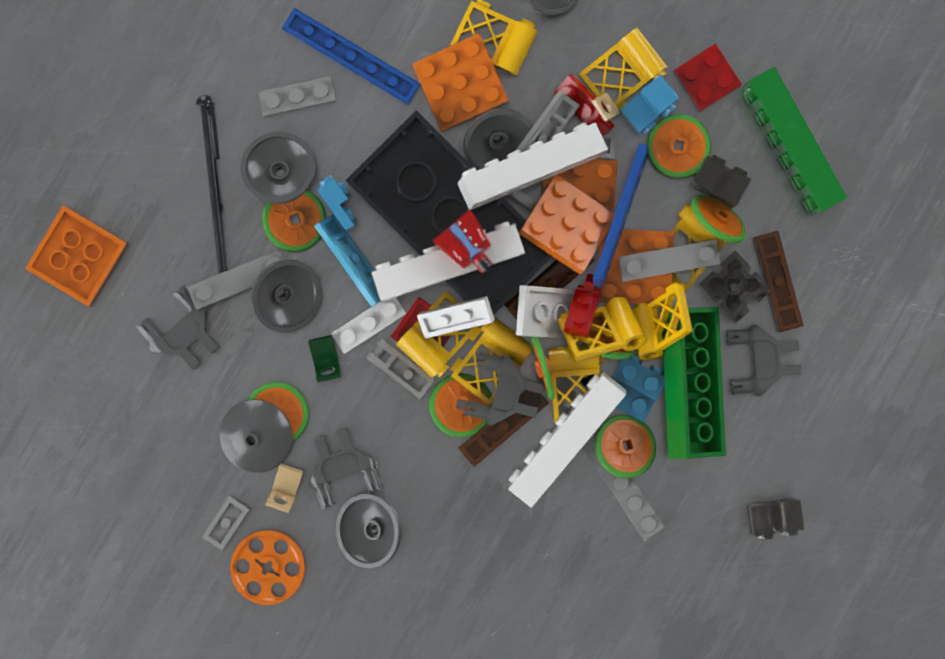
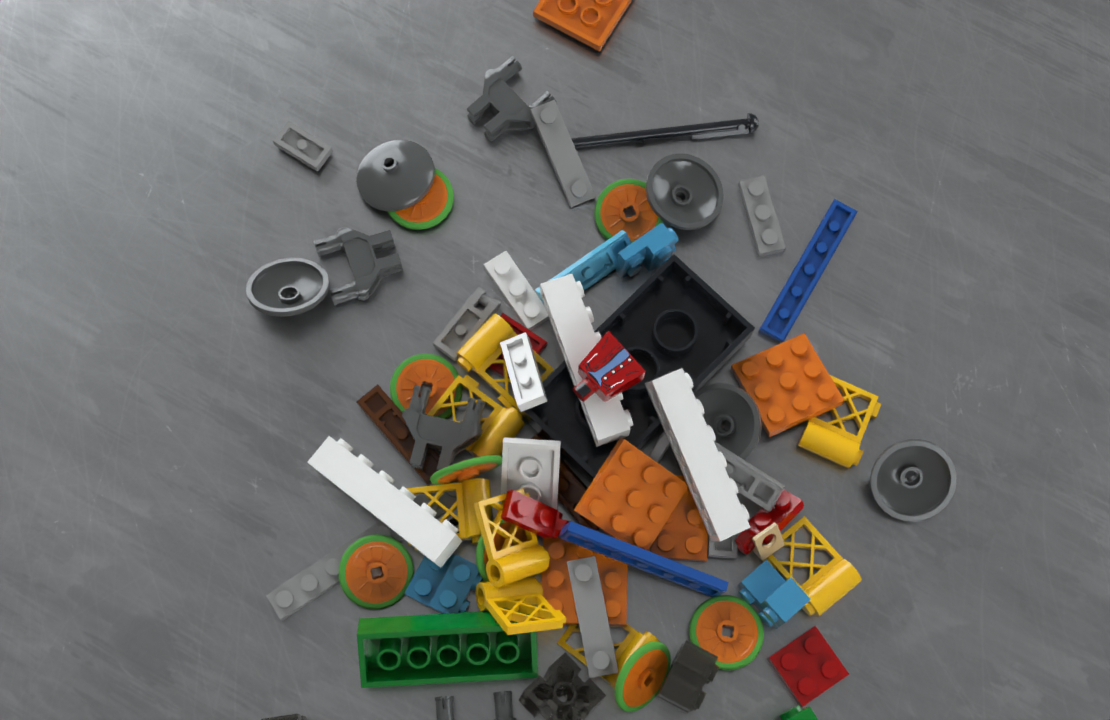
camera: 85 degrees right, 15 degrees down
(267, 580) = (249, 177): orange wedge -> none
(285, 487) = (339, 205): tan bracket -> none
(297, 303) = (529, 204): dark grey dish -> none
(324, 358) = (480, 244): dark green bracket -> none

